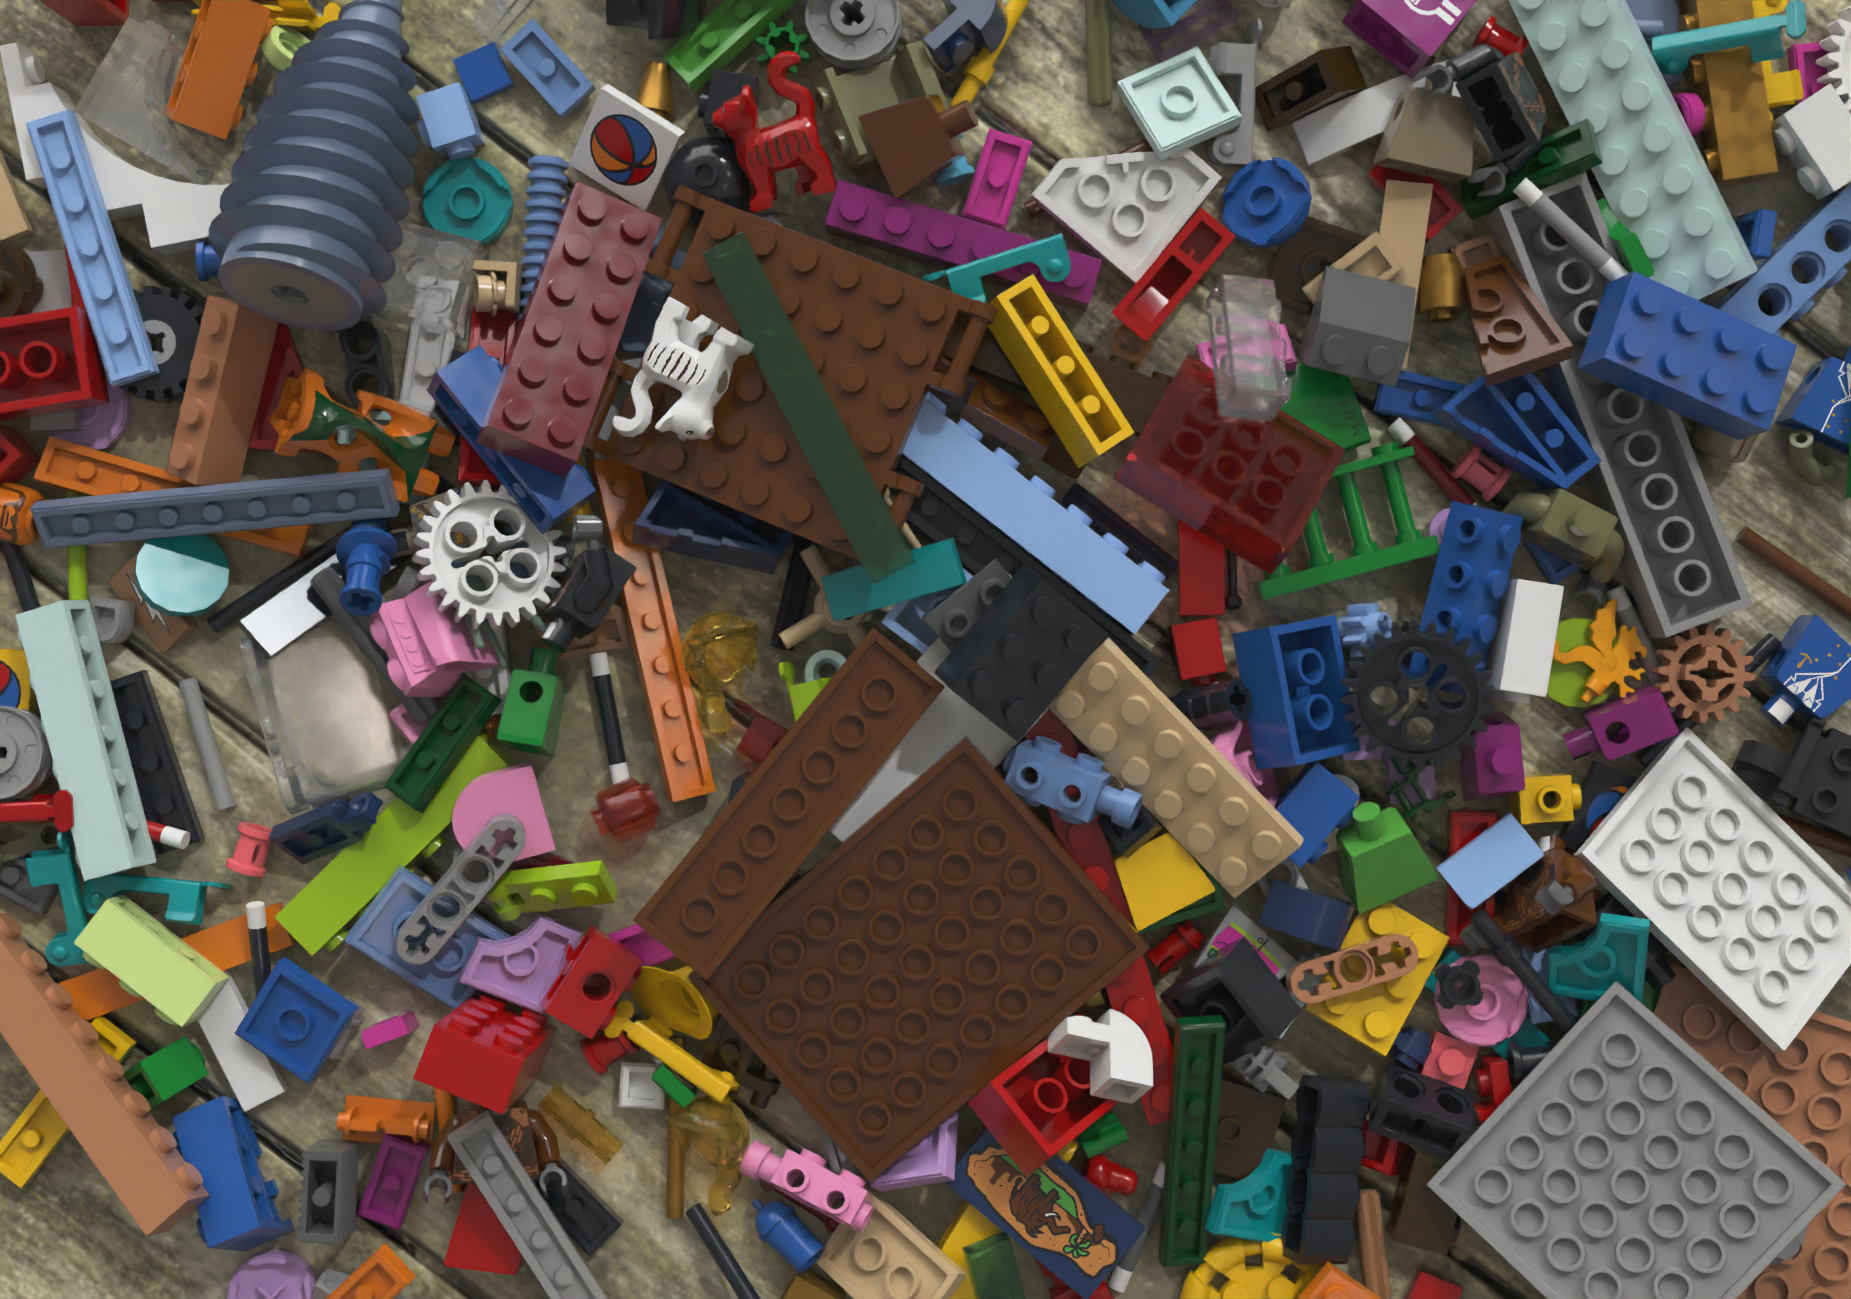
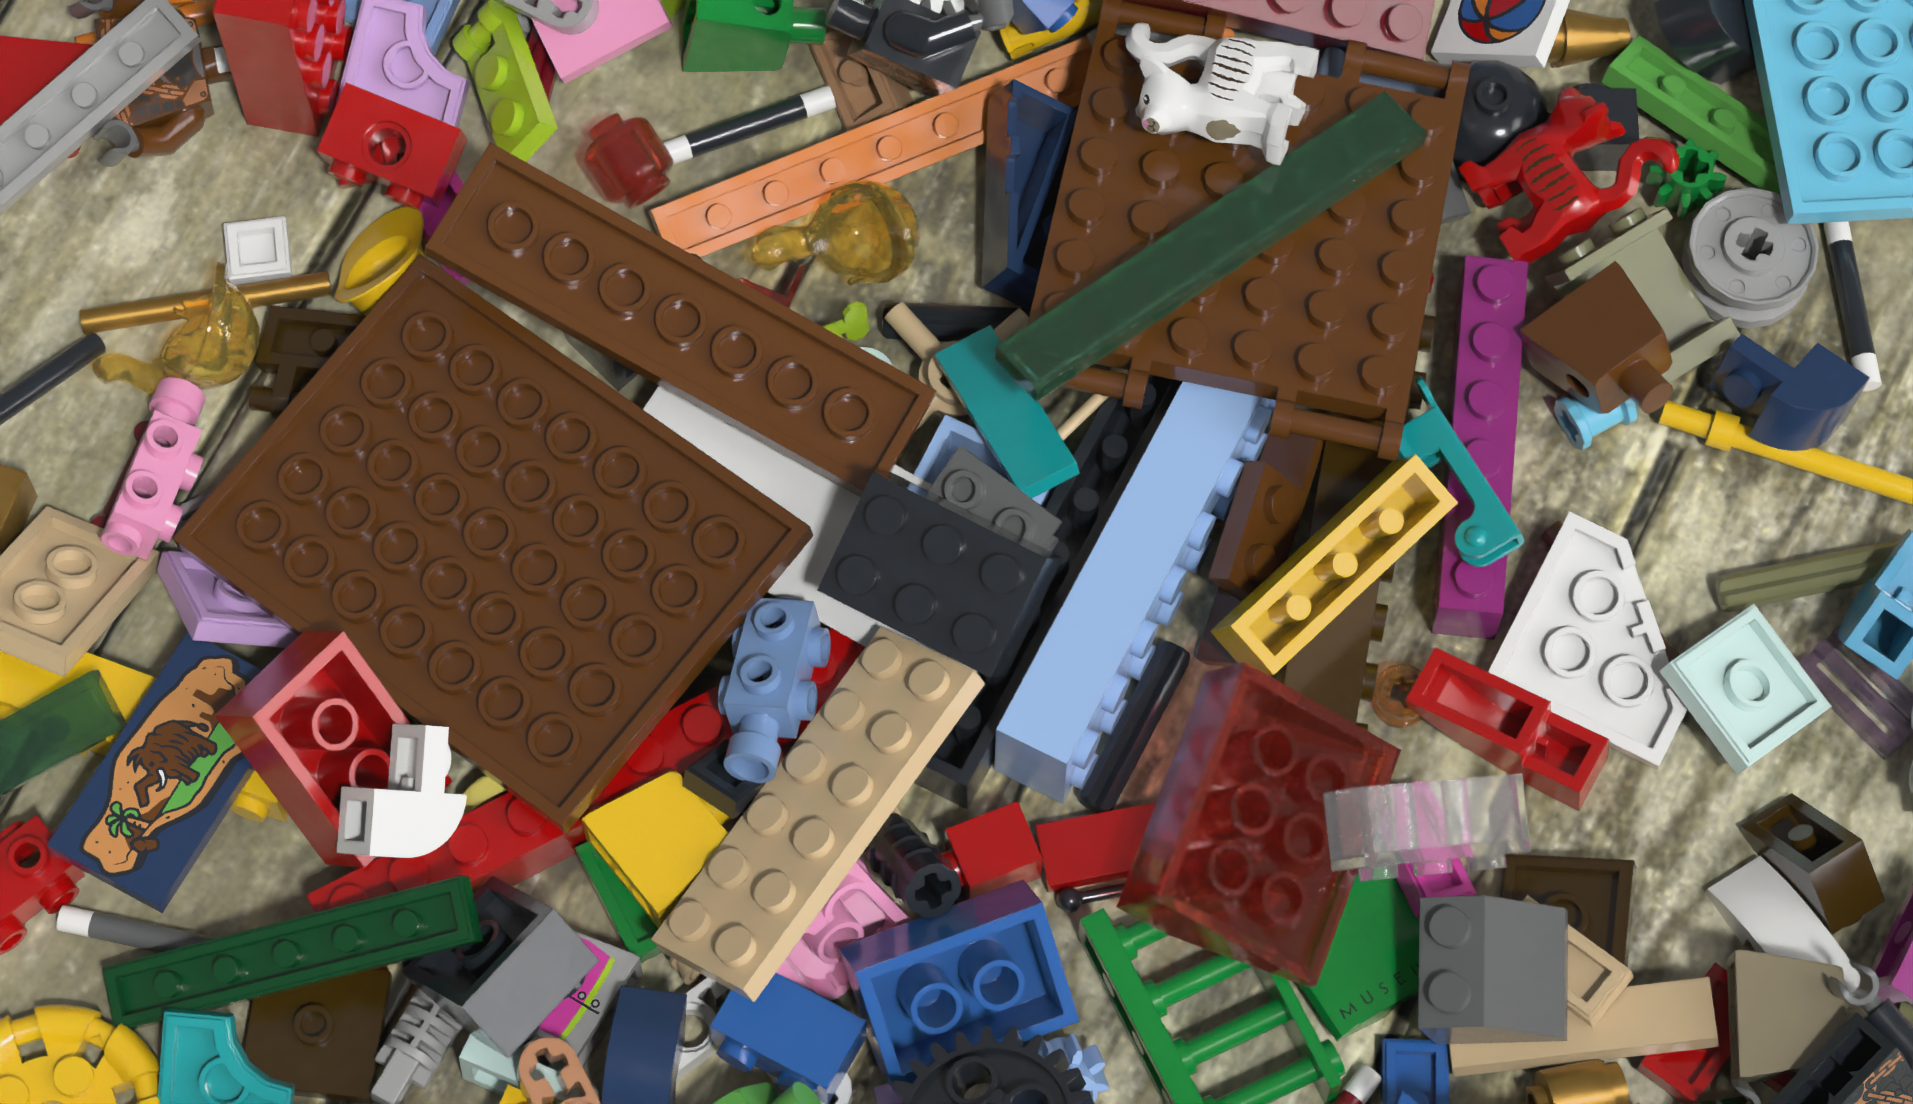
camera: 75 degrees right, 20 degrees down
(581, 1124) = (193, 182): clear yellow pin -> none
(581, 1211) = (77, 197): black plate -> none
(603, 1051) = (305, 196): red bush -> none
(655, 1038) = (323, 246): yellow piece -> none
(674, 1085) = (270, 274): green tile -> none
(787, 1234) = (78, 462): blue piece -> none
(997, 179) = (1582, 478): dark pink plate -> none
(1102, 1135) = (281, 849): green plate -> none
(1109, 1175) = (222, 873): red piece -> none
(1176, 946) = (578, 912): red pin -> none
(1240, 62) = (1824, 761): light grey piece -> none
(1266, 202) = (1637, 828): blue tile -> none

